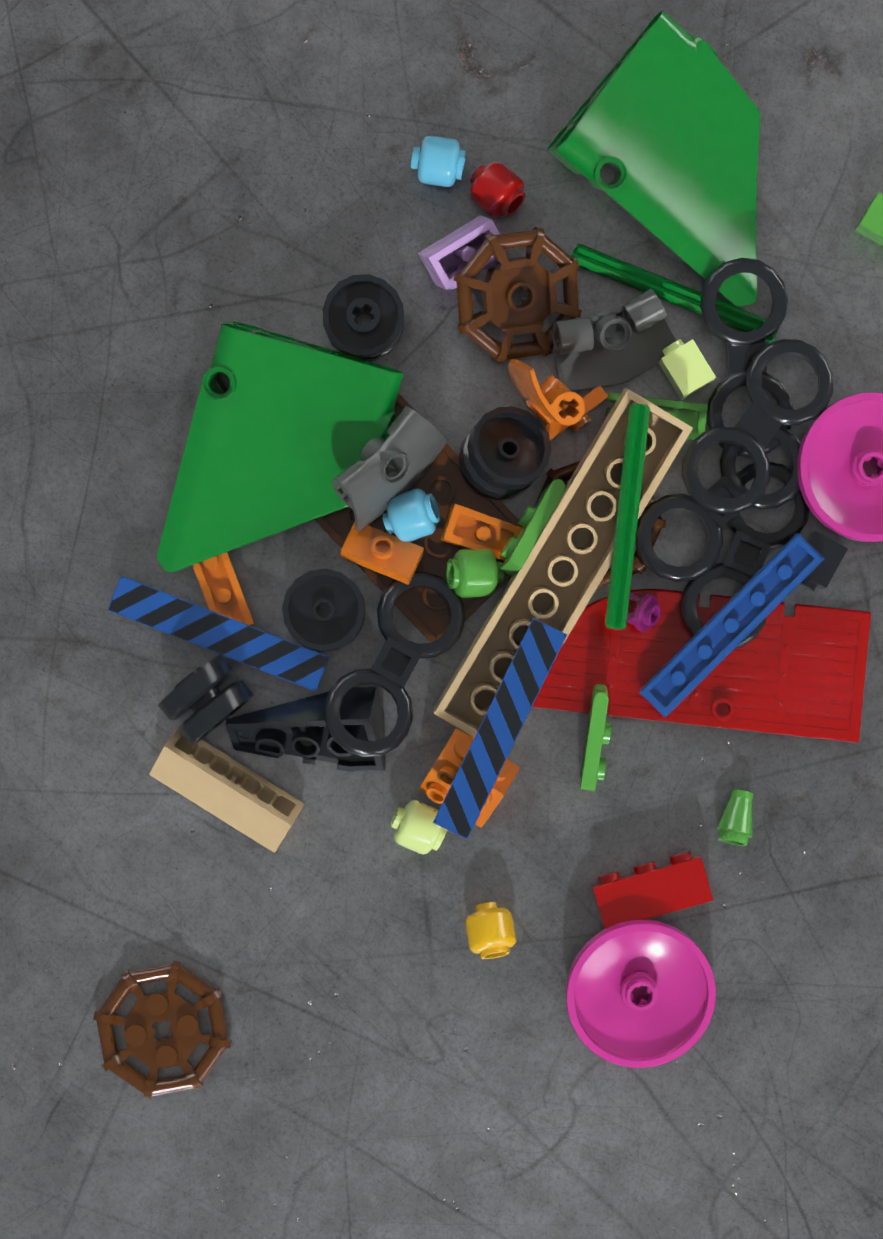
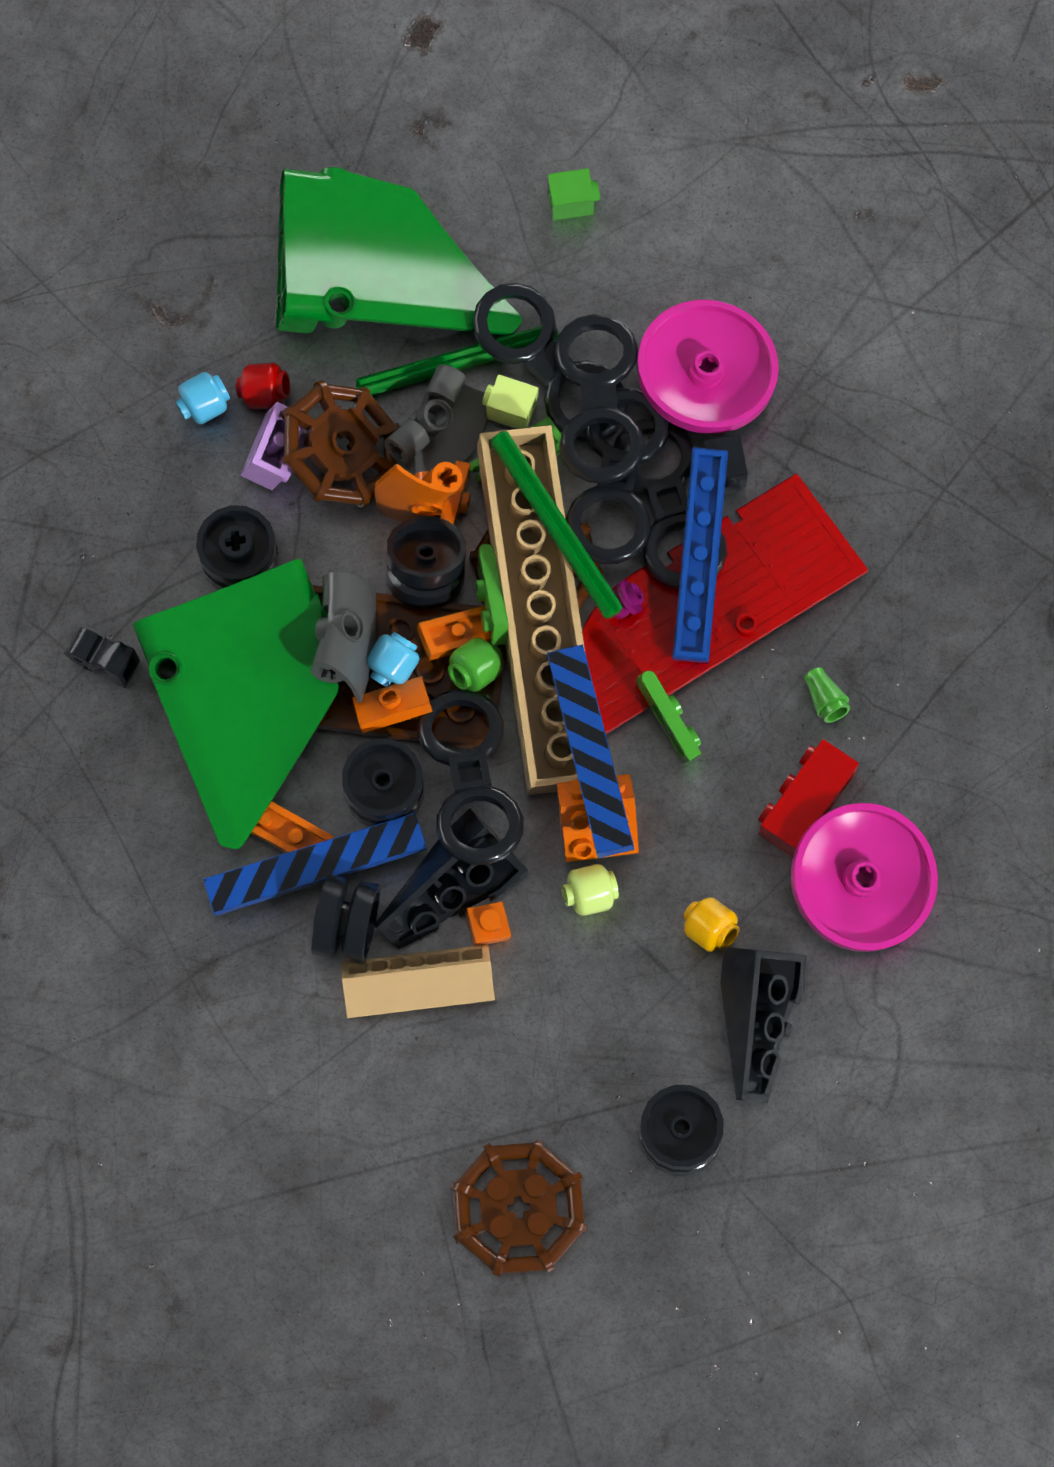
camera: 35 degrees left, 15 degrees down
(187, 320) = (98, 652): none -> black leg
(318, 787) = (488, 924): none -> orange plate
(344, 1095) = (681, 1152): none -> black wheel
(476, 1019) = (757, 1004): none -> black wedge

